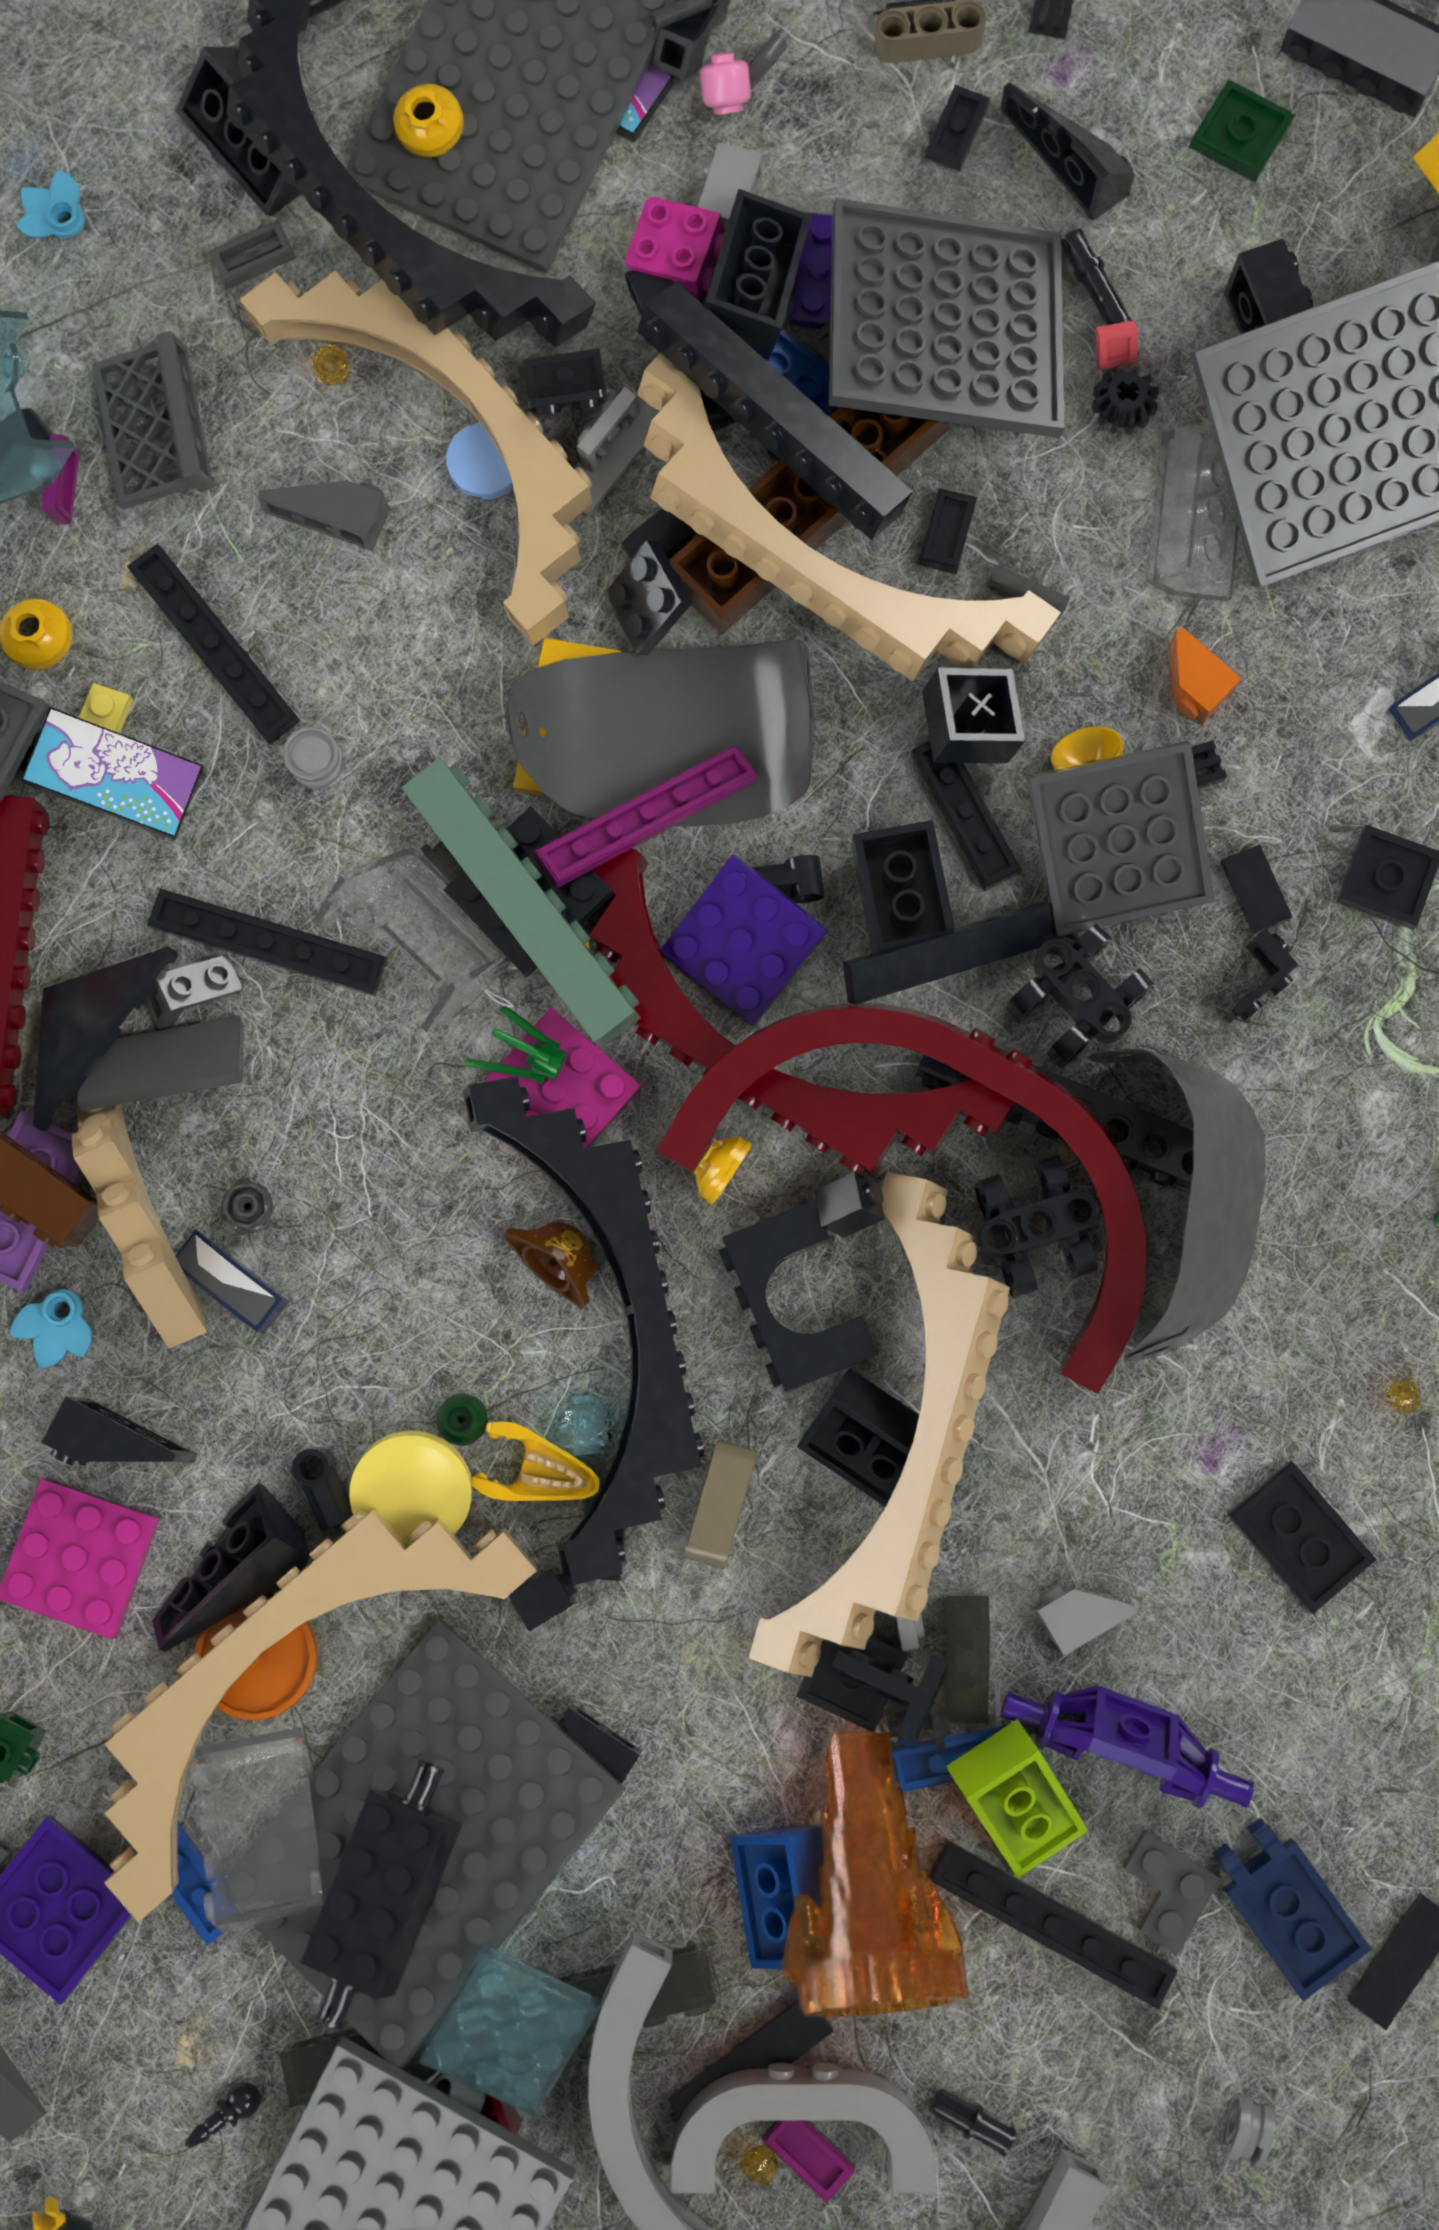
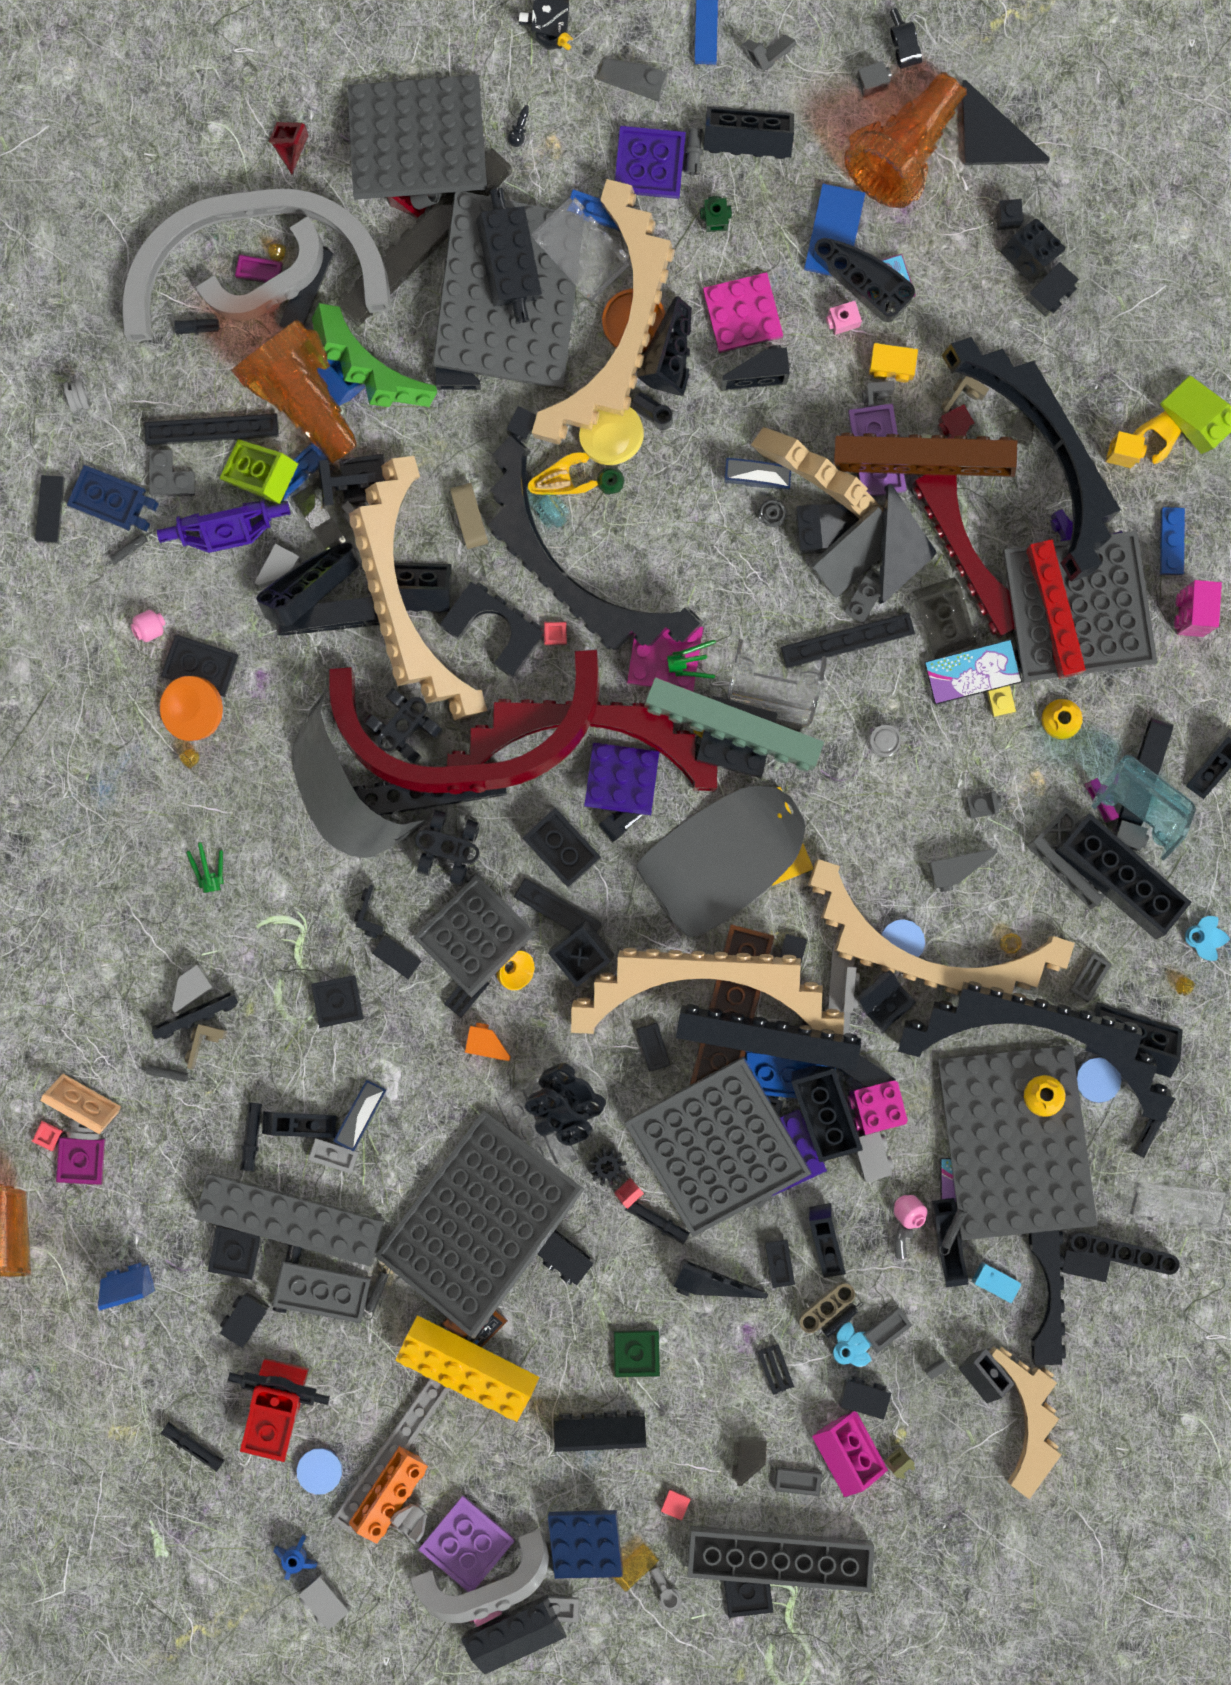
camera: 135 degrees right, 5 degrees up
(52, 1333) = (823, 401): medium azure plate -> none
(56, 405) = (1132, 835): none -> dark grey brick
(97, 884) = (945, 617): none -> clear smoke slope
(105, 348) = (1123, 876): none -> black brick
(129, 162) = (1184, 985): none -> clear yellow hinge
(186, 1134) = (821, 526): none -> black slope
(213, 644) = (972, 767): black tile -> none
(232, 579) = (983, 804): none -> dark grey bracket
(341, 108) = (1098, 1080): none -> light blue tile
(510, 2030) = (417, 236): clear light blue plate -> none
(558, 1257) = (612, 579): reddish brown hat -> none
(645, 816) = (704, 806): magenta tile -> none
(647, 598) = (774, 915): black plate -> none
(703, 1232) = (555, 633): none -> coral tile
(719, 1166) = (564, 664): yellow piece -> none
(745, 1866) = (359, 366): none -> bright green arch
(849, 1204) = (494, 684): black brick -> none
(868, 120) = (826, 1240): none -> black slope
(948, 953) = (520, 827): black tile -> none
(1017, 585) = (595, 1039): dark grey pin -> none
(1053, 1482) = (333, 616): none -> black beam
(1054, 1552) = (306, 584): none -> black beam
(1138, 519) = (563, 1105): none -> black piece
(1307, 1807) = (129, 548): none -> dark grey piece
(1352, 1654) = (147, 626): none -> bright pink head
(1358, 1473) = (191, 708): none -> orange piece

